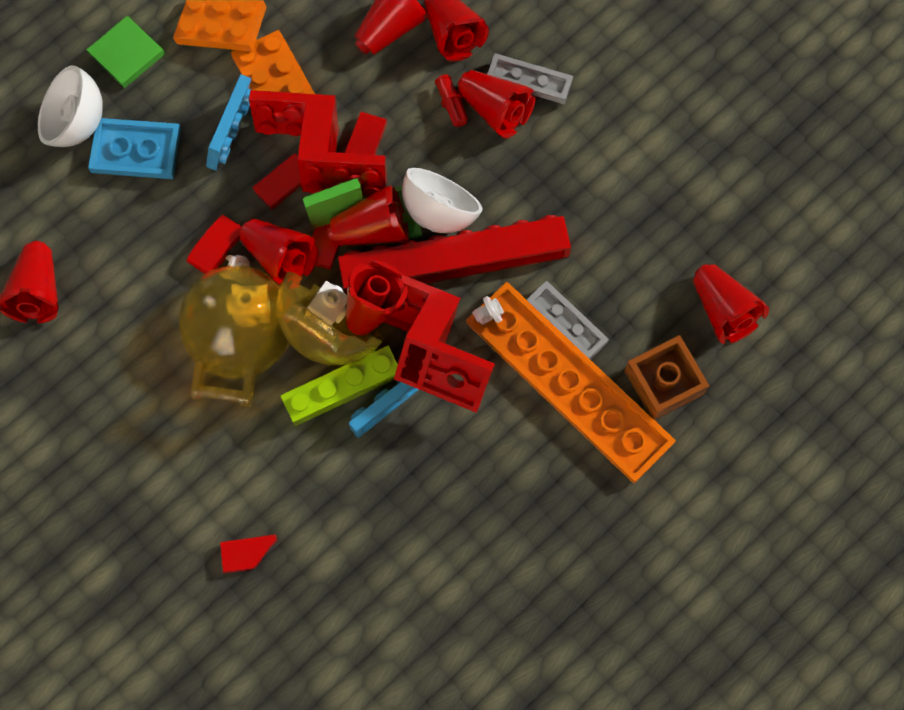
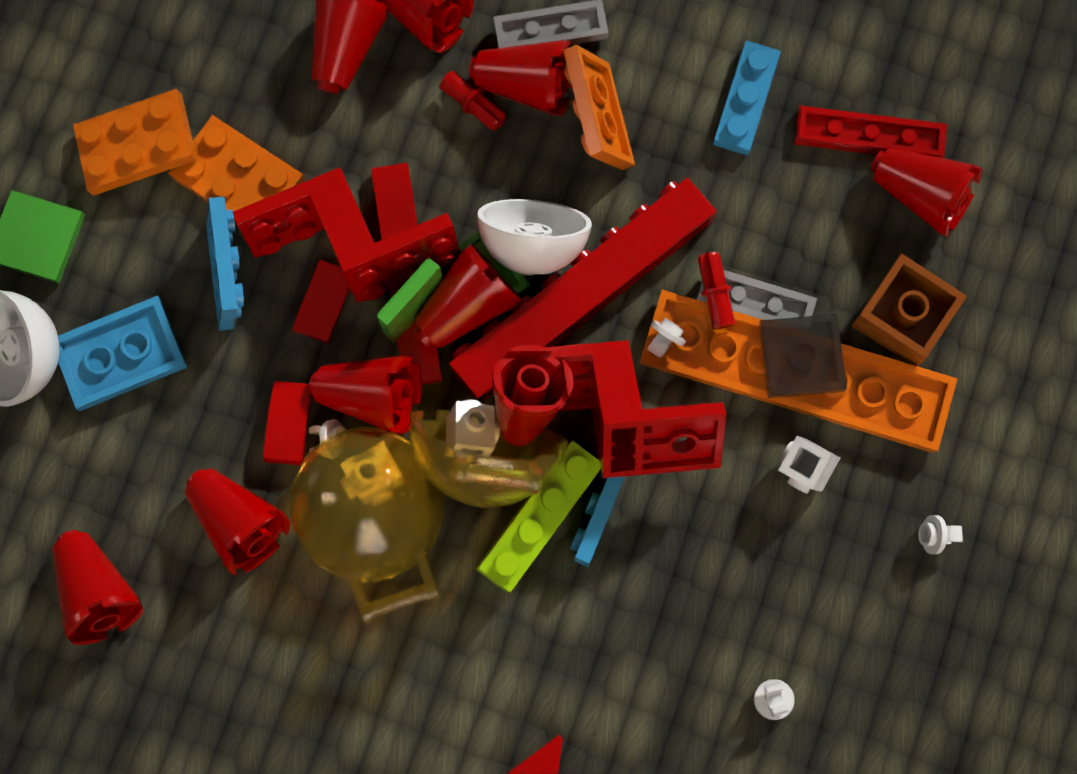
camera: 30 degrees left, 5 degrees up
(146, 289) = (235, 520): none -> red cone
(431, 588) = (773, 699): none -> white plate
(529, 143) = (598, 108): none -> orange plate
(539, 444) = (807, 465): none -> white brick
(540, 299) = (716, 291): none -> red axle
(576, 371) = (802, 356): none -> clear smoke tile
(602, 537) = (936, 535): none -> white plate
(637, 187) = (746, 98): none -> dark azure plate
(707, 249) = (867, 132): none -> red tile

